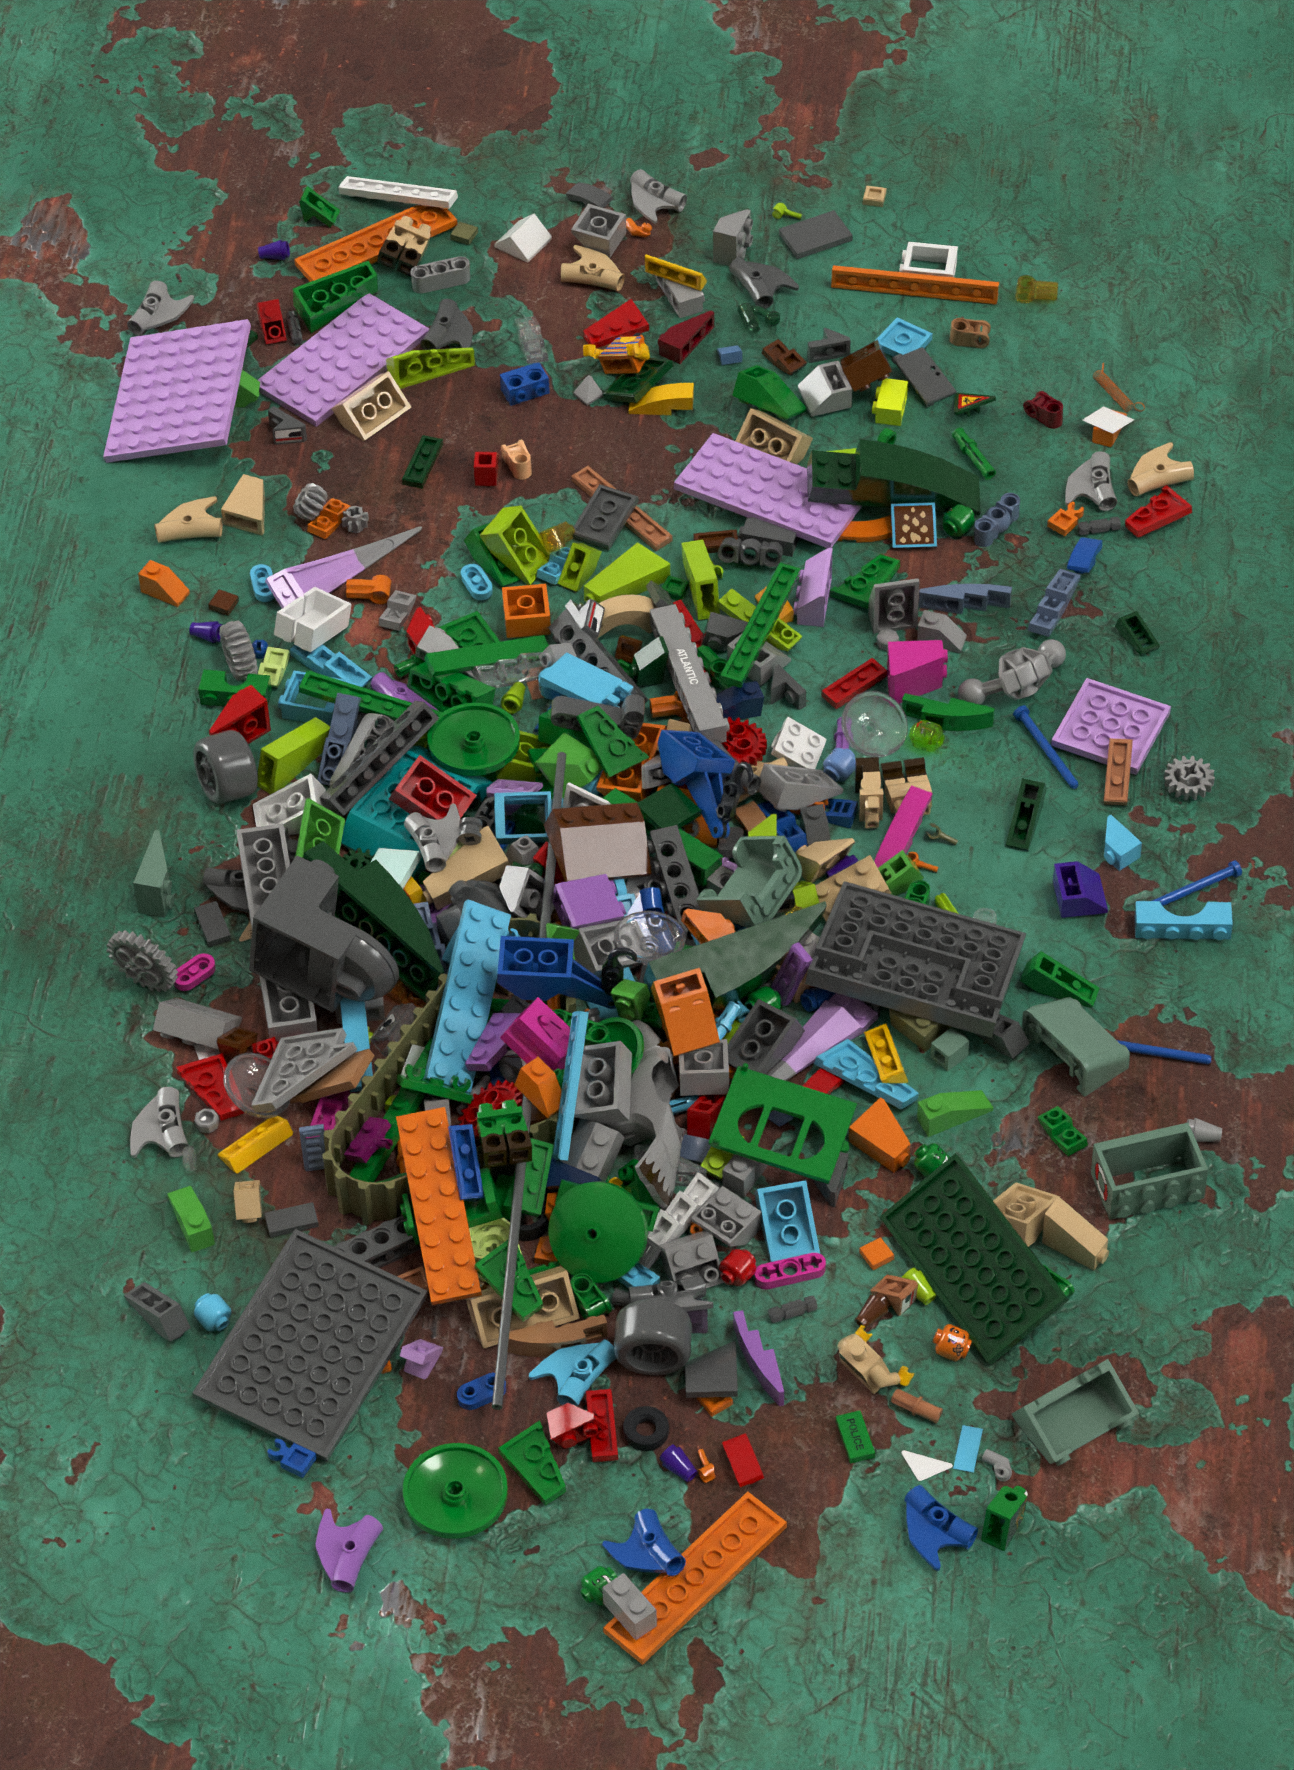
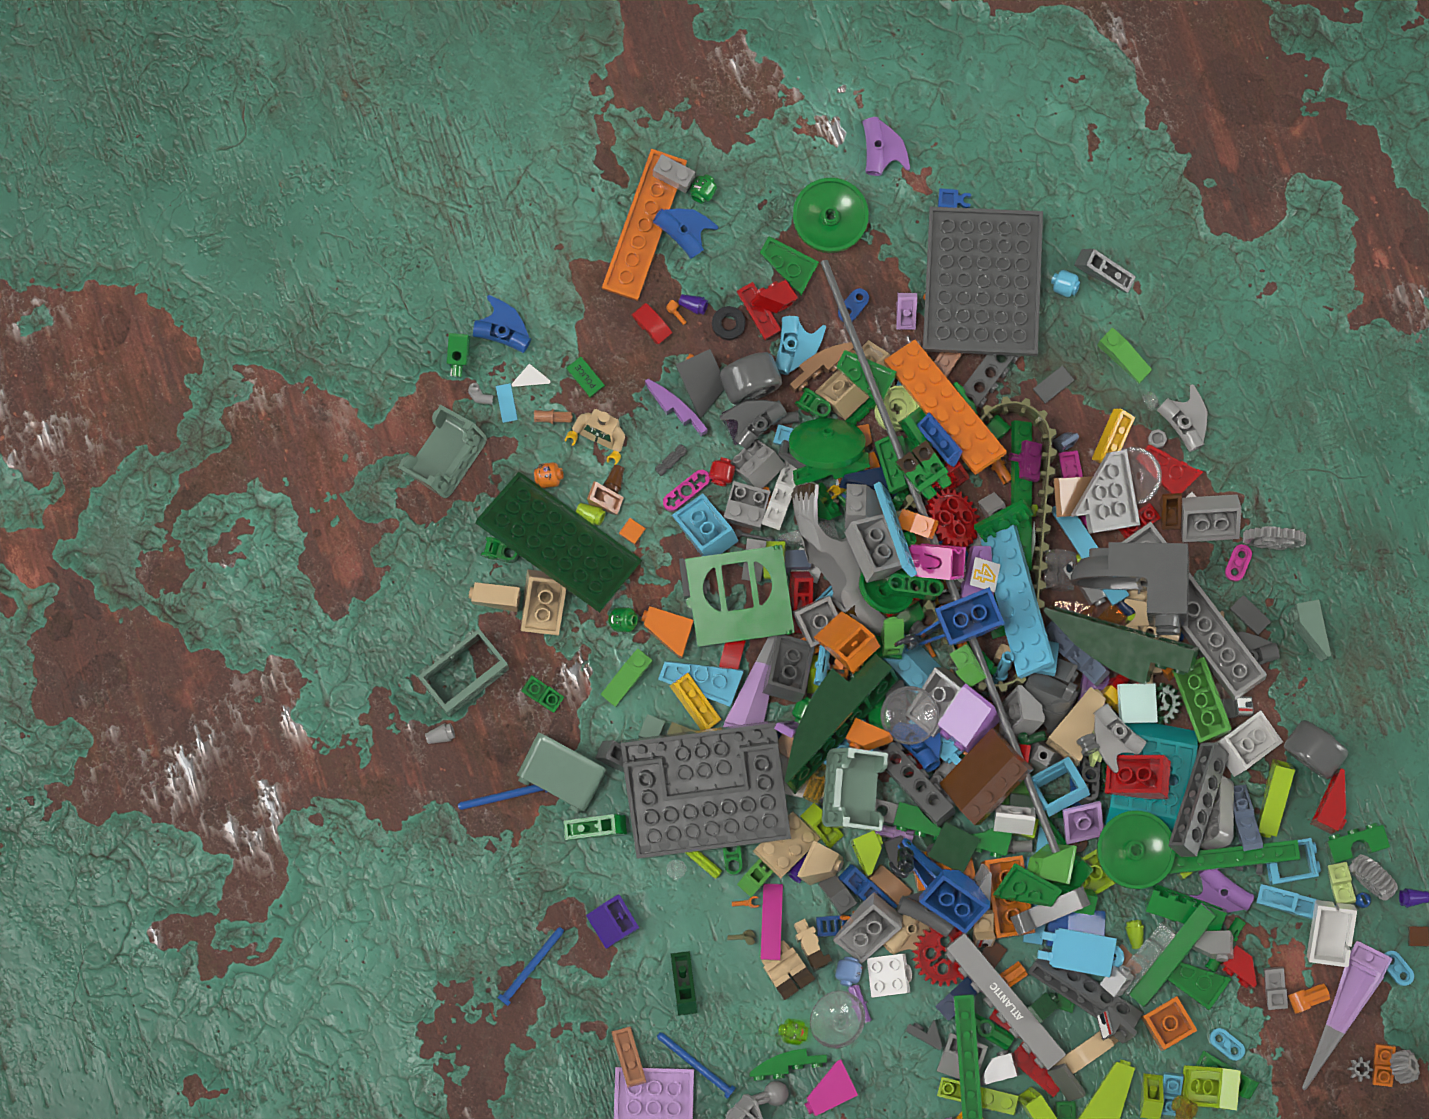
camera: 150 degrees right, 30 degrees up
(248, 1201) = (1091, 384): tan slope -> none
(488, 1034) = (984, 574): none -> white sticker
(627, 648) = (1069, 1022): reddish brown tile -> none
(854, 683) = (874, 1065): red plate -> none
(1120, 845) = (601, 982): medium azure slope -> none
(1156, 922) = (501, 936): medium azure arch -> none
(1189, 777) = (580, 1078): light grey gear -> none

